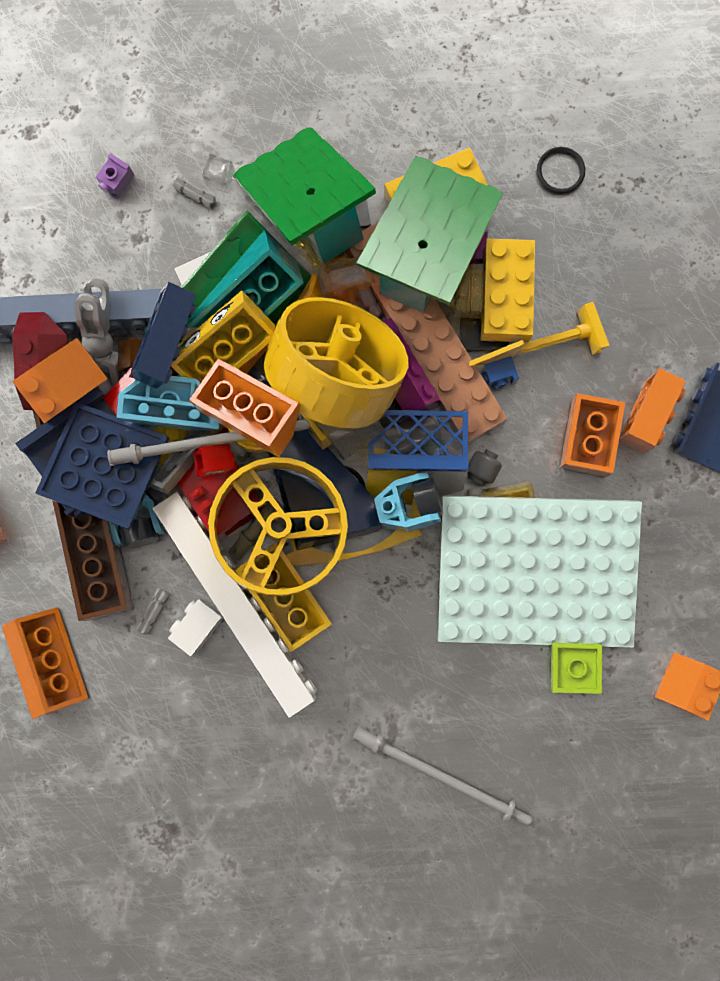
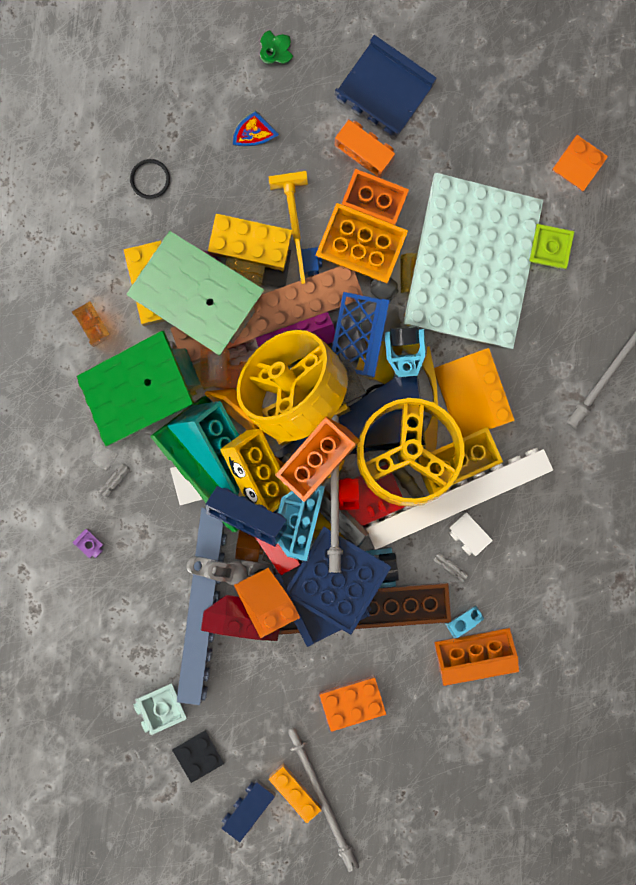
camera: 85 degrees left, 5 degrees up
(86, 641) = (465, 622): none -> medium azure leg
(372, 601) = (474, 392): none -> light orange slope
(375, 130) = (91, 324): none -> clear orange window
(533, 428) = (361, 243): none -> light orange slope
(645, 275) = (253, 131): none -> shield

